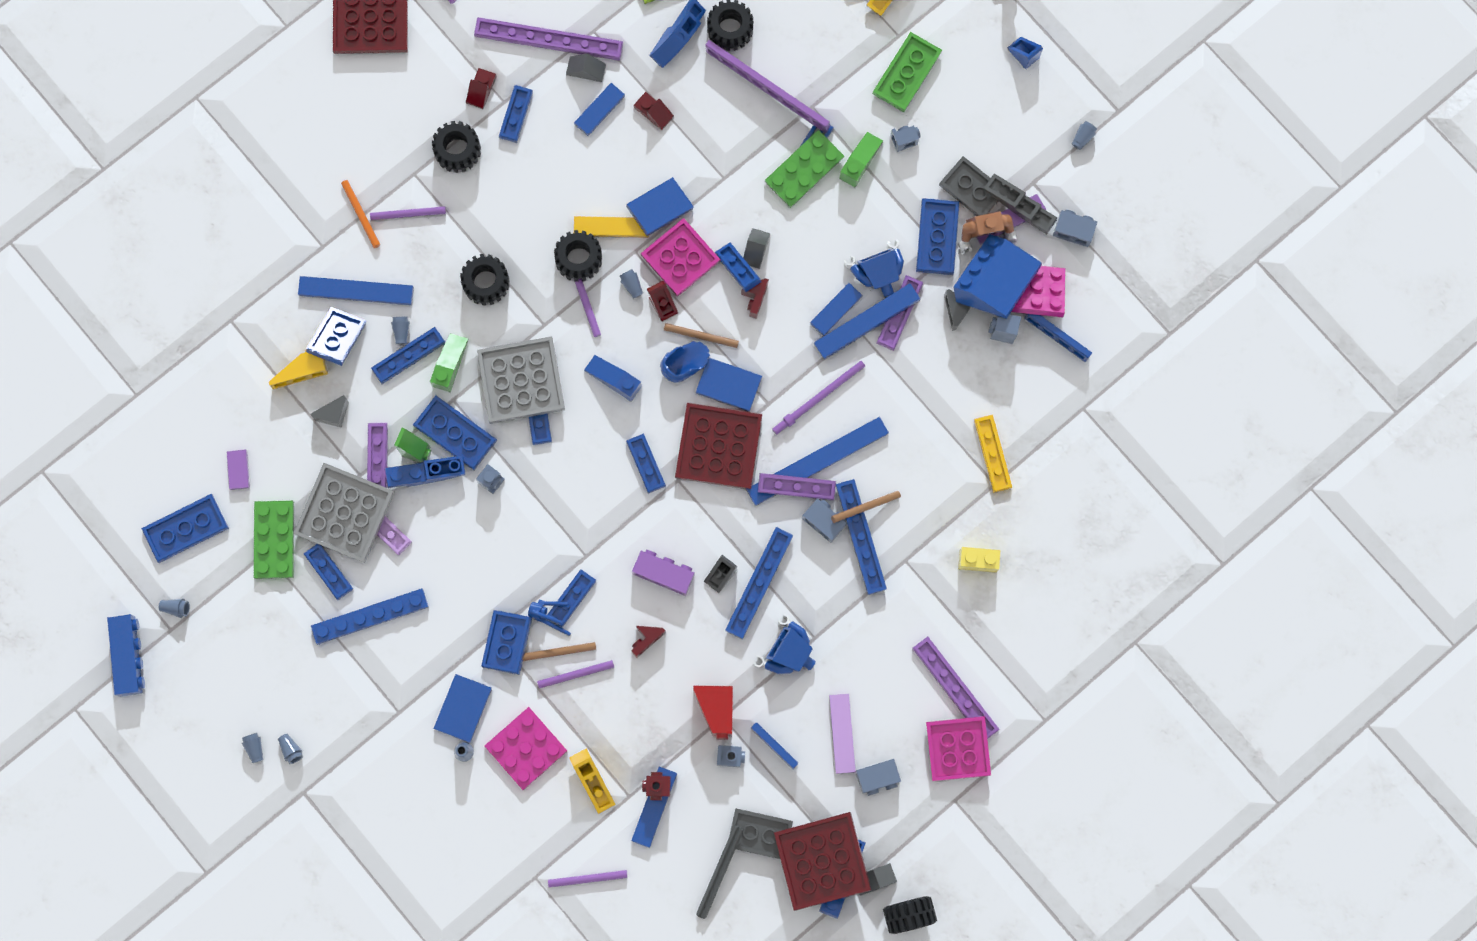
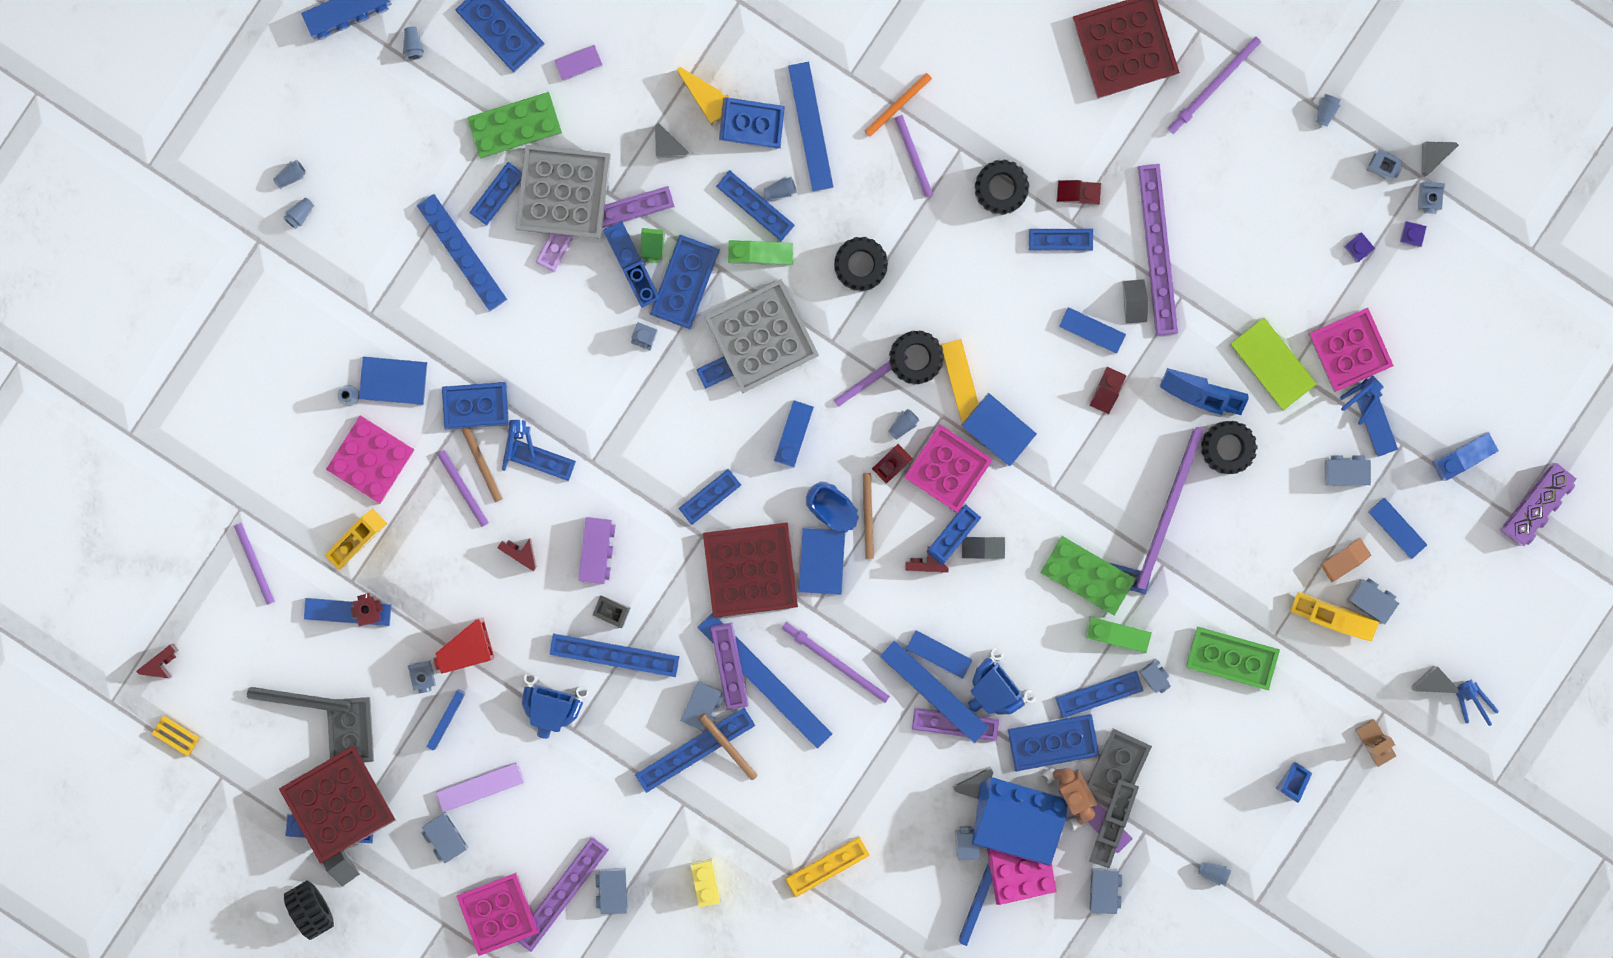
camera: 75 degrees right, 10 degrees up
(907, 188) = (1099, 694): none -> blue tile
(964, 642) = (612, 891): none -> sand blue brick

